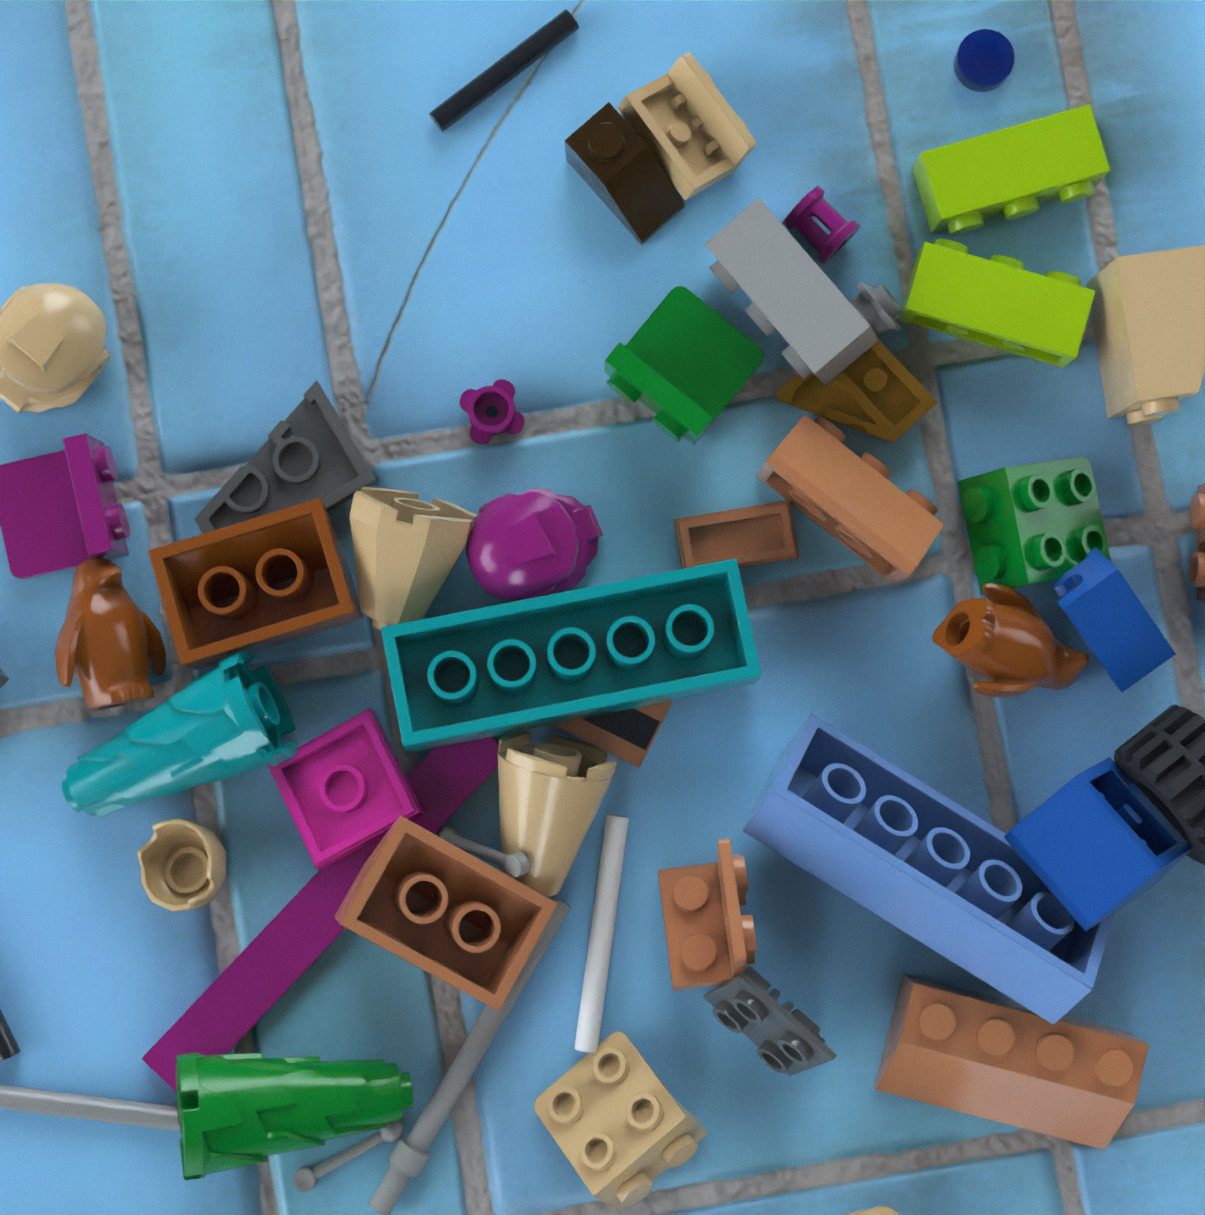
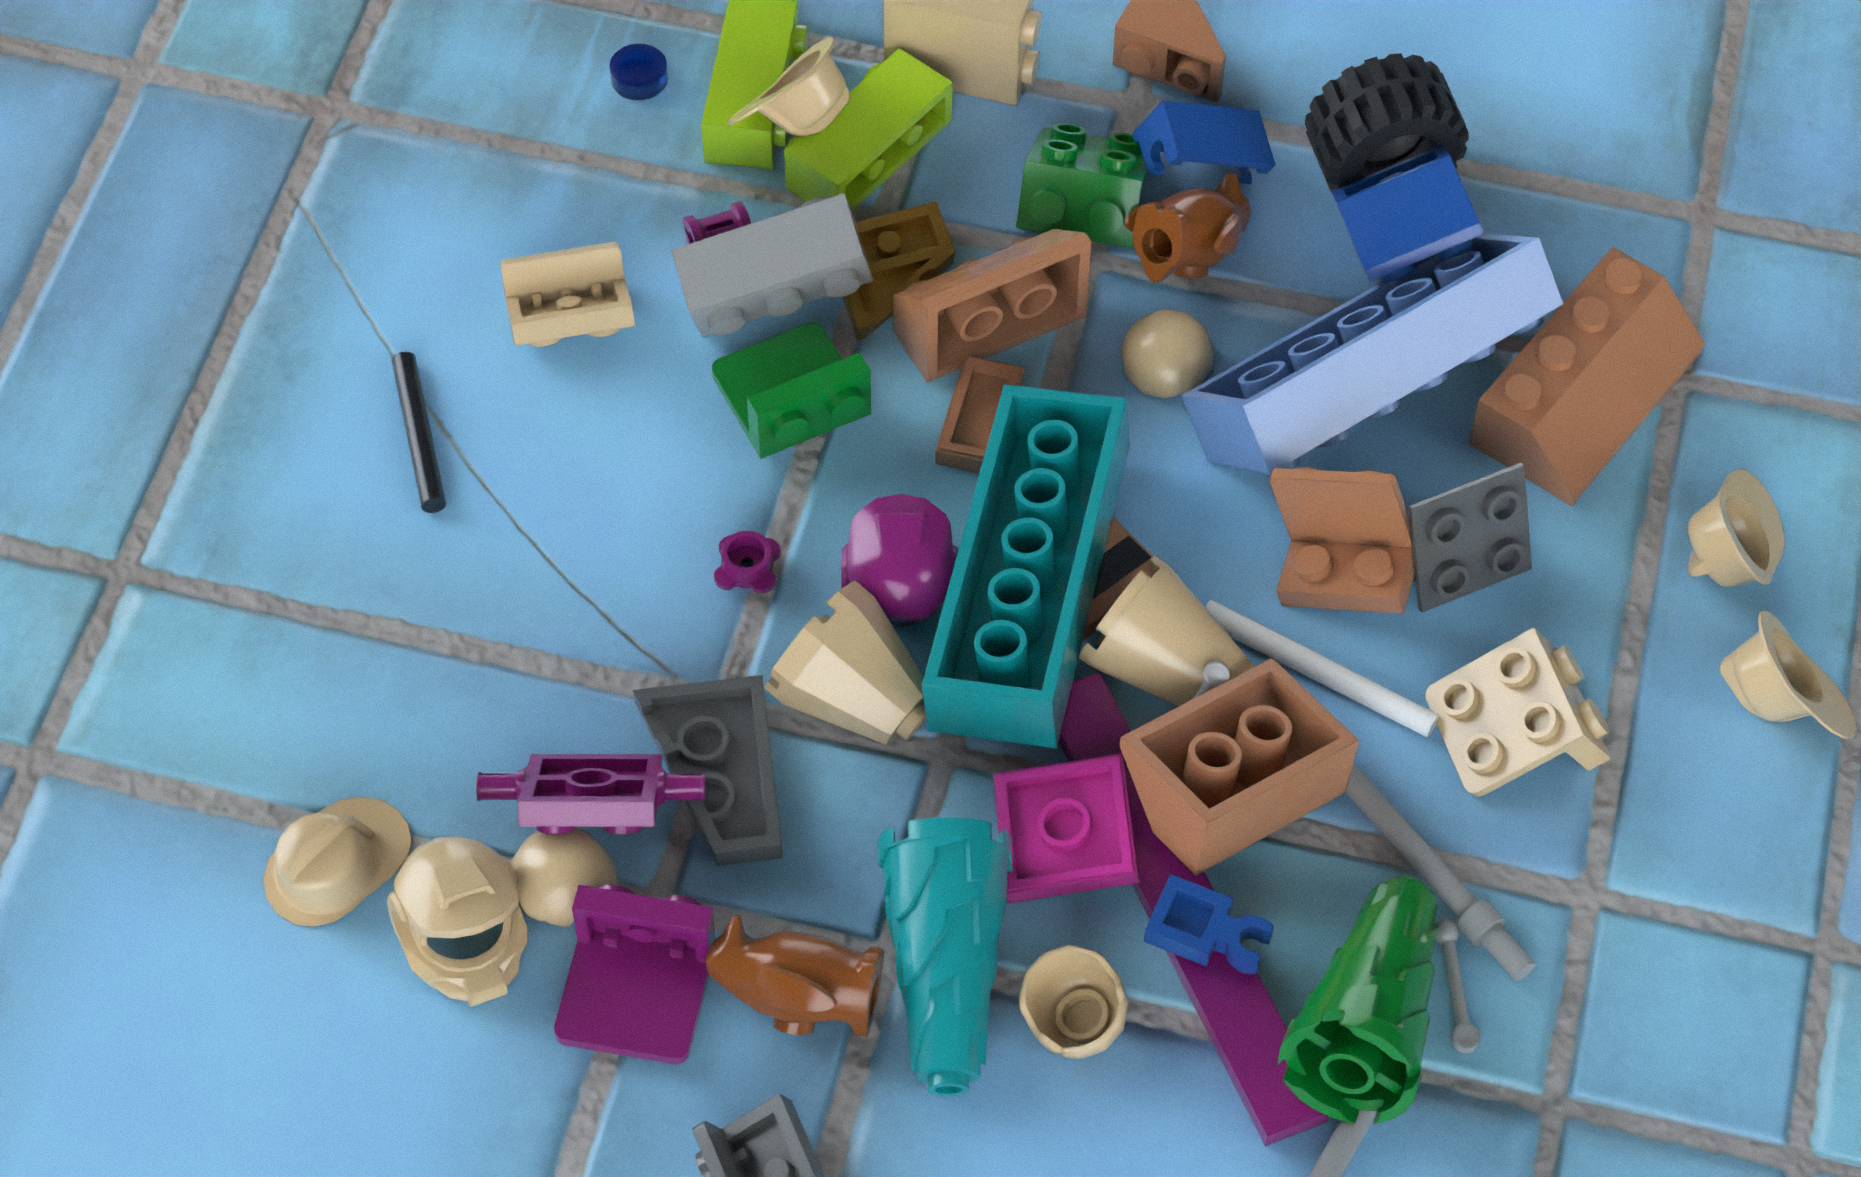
camera: 70 degrees left, 30 degrees down
(79, 221) = (335, 860): none -> tan piece
(134, 406) = (553, 867): none -> tan hair
(198, 394) = (590, 791): none -> magenta plate
(255, 584) = (816, 810): dark orange slope -> none
(289, 934) = (1198, 921): none -> blue plate
(623, 173) = (577, 365): dark brown slope -> none
(870, 676) = (1167, 353): none -> tan hair
(977, 227) = (805, 94): none -> tan piece

